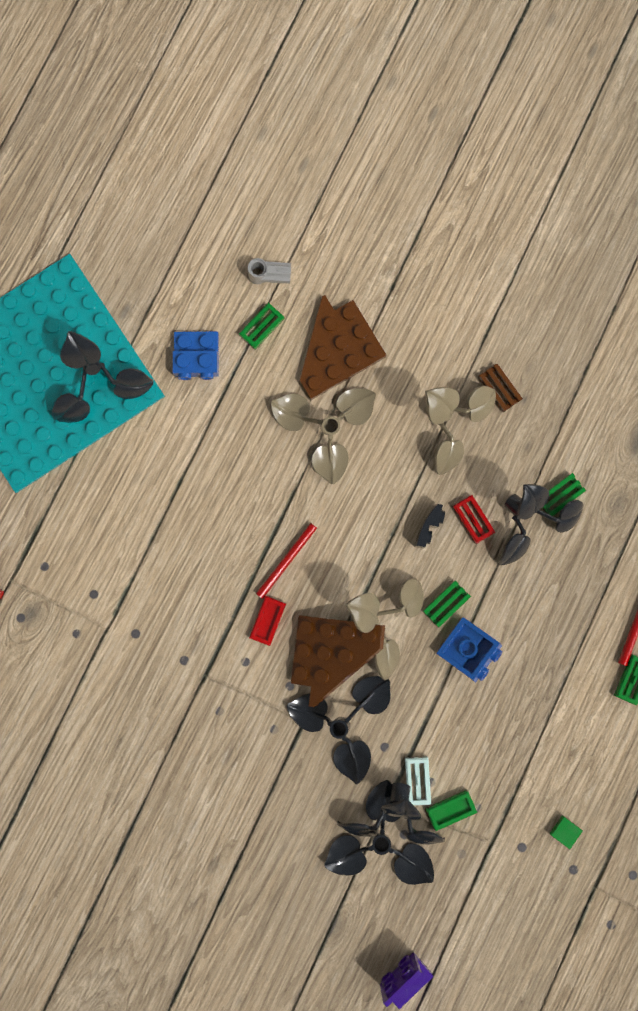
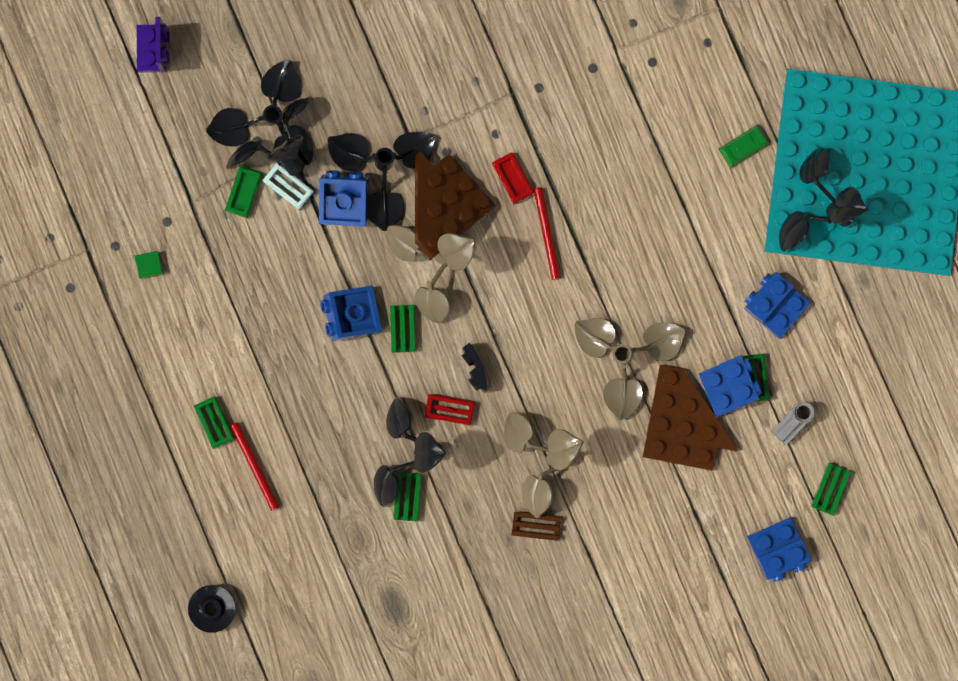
camera: 130 degrees right, 0 degrees up
(99, 475) = (744, 146): none -> green tile
(282, 336) = (730, 385): none -> blue plate
(291, 202) = (838, 471): none -> green tile
(367, 208) = (779, 550): none -> blue plate
(392, 731) = (343, 199): none -> blue plate

